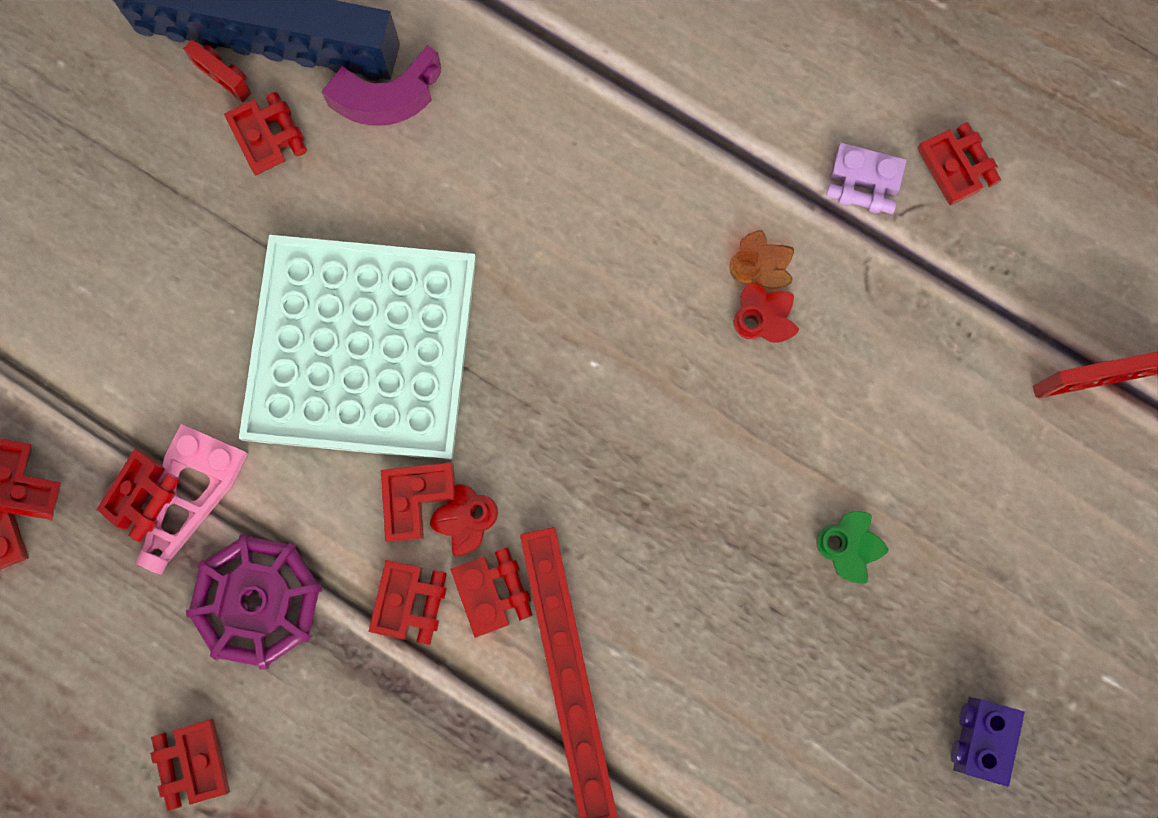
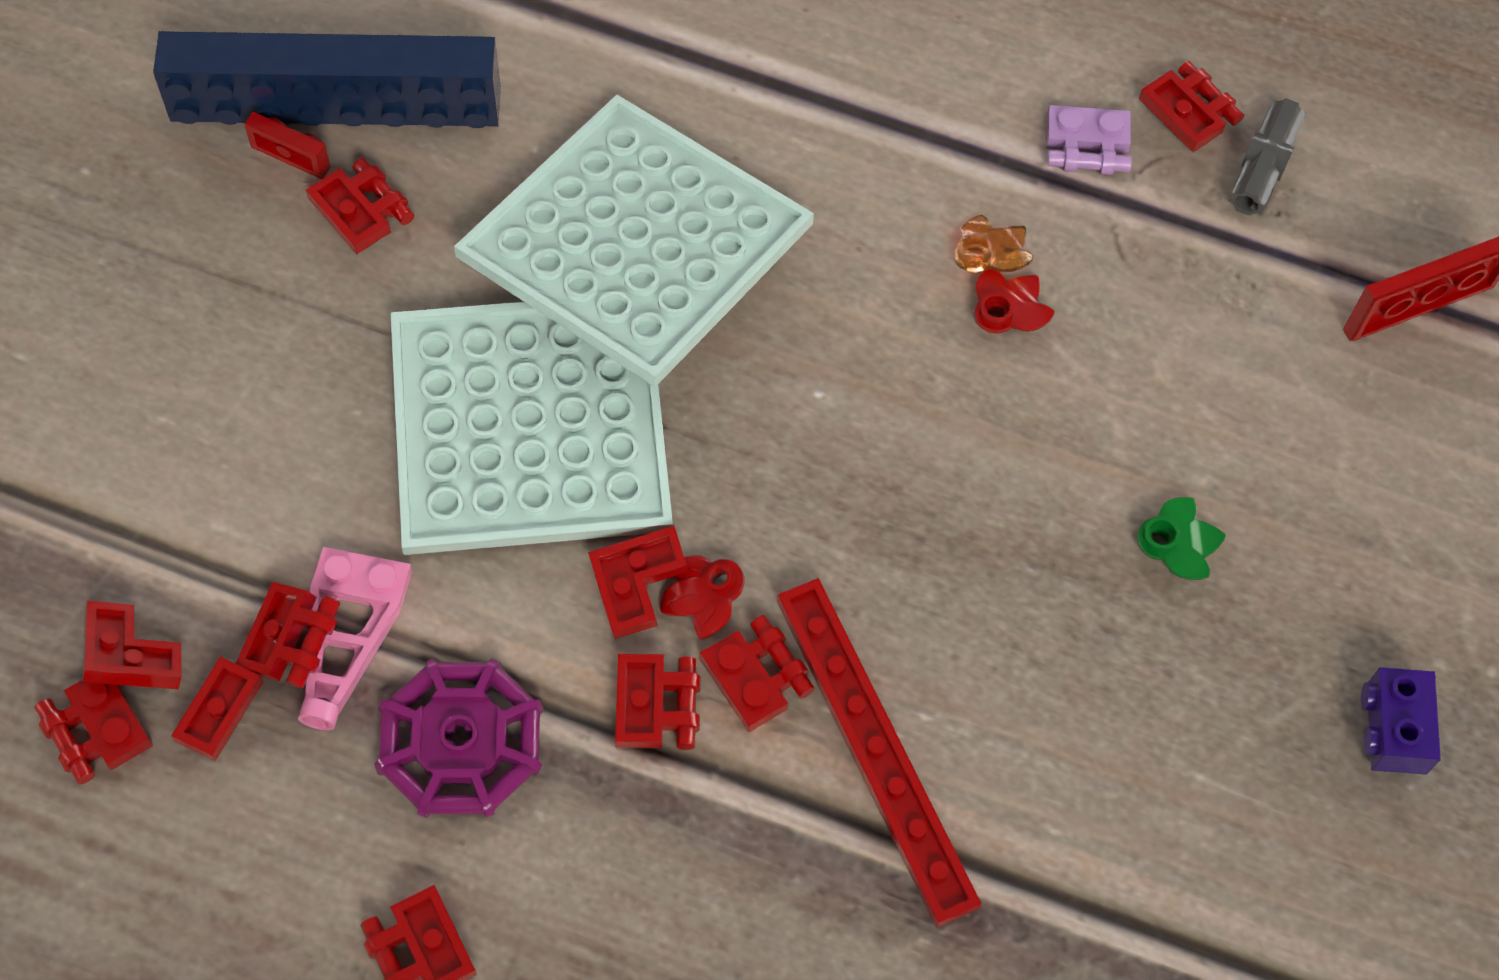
camera: 15 degrees left, 15 degrees down
(76, 542) = (217, 708): none -> red plate
(384, 102) = (495, 148): magenta arch -> none
(473, 205) = (634, 238): none -> light aqua plate
(1010, 222) = (1267, 157): none -> dark grey piece

